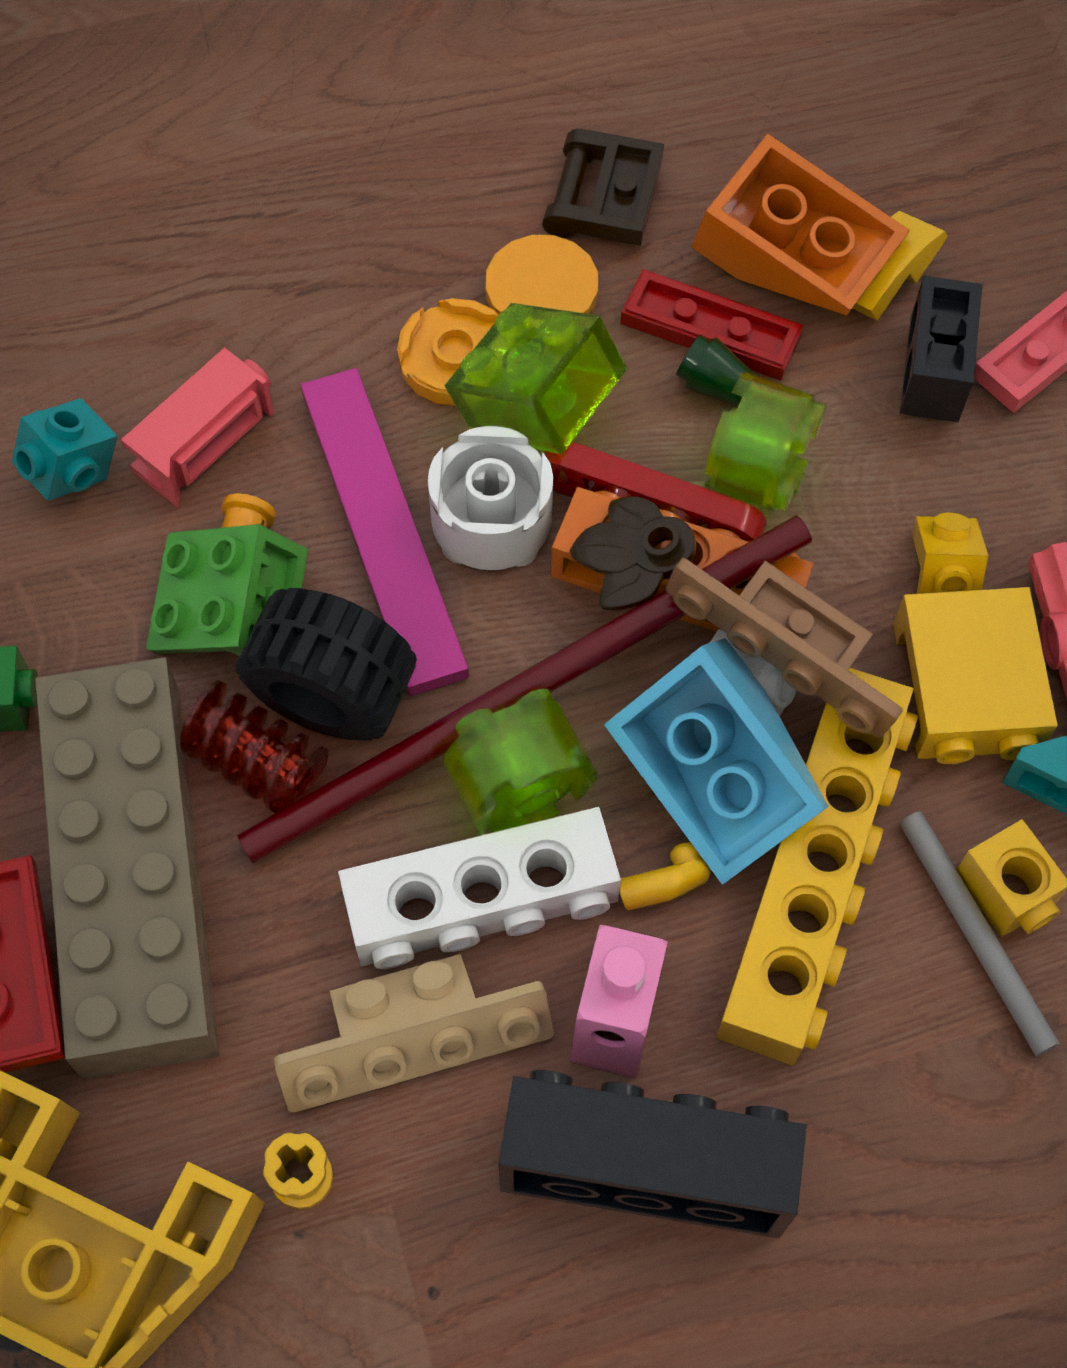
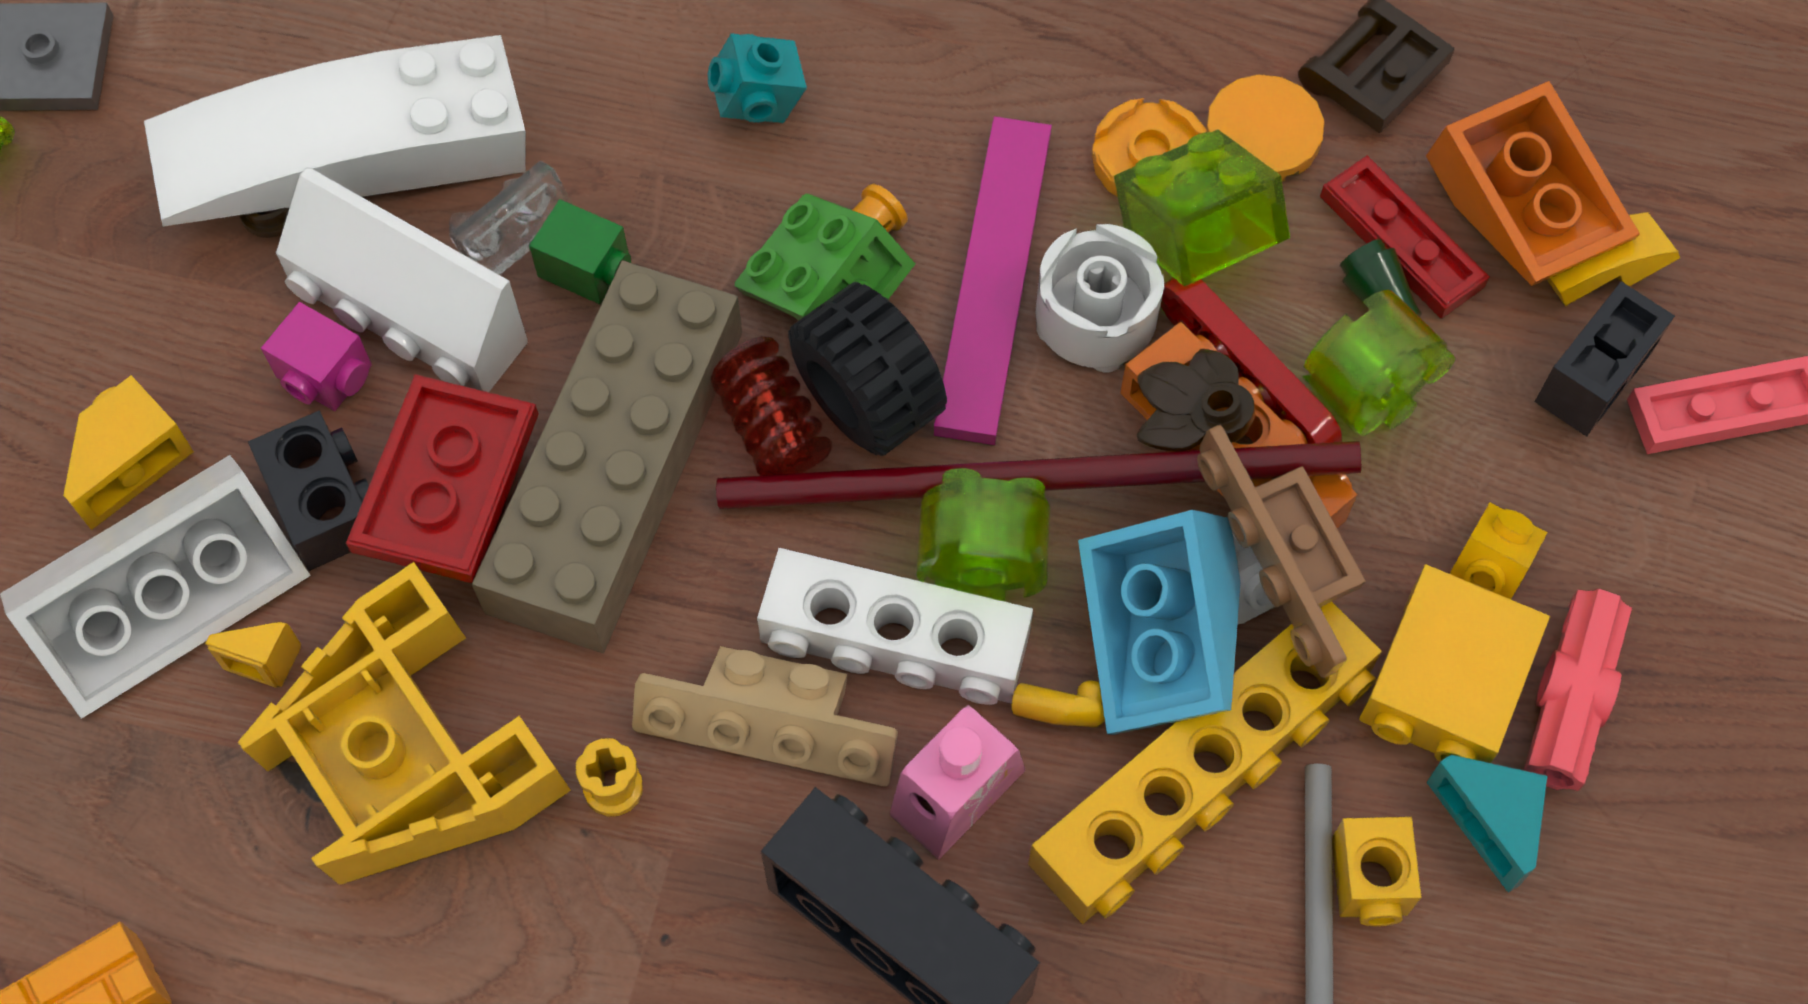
camera: 30 degrees right, 0 degrees up
(198, 423) = (885, 109): coral window -> none

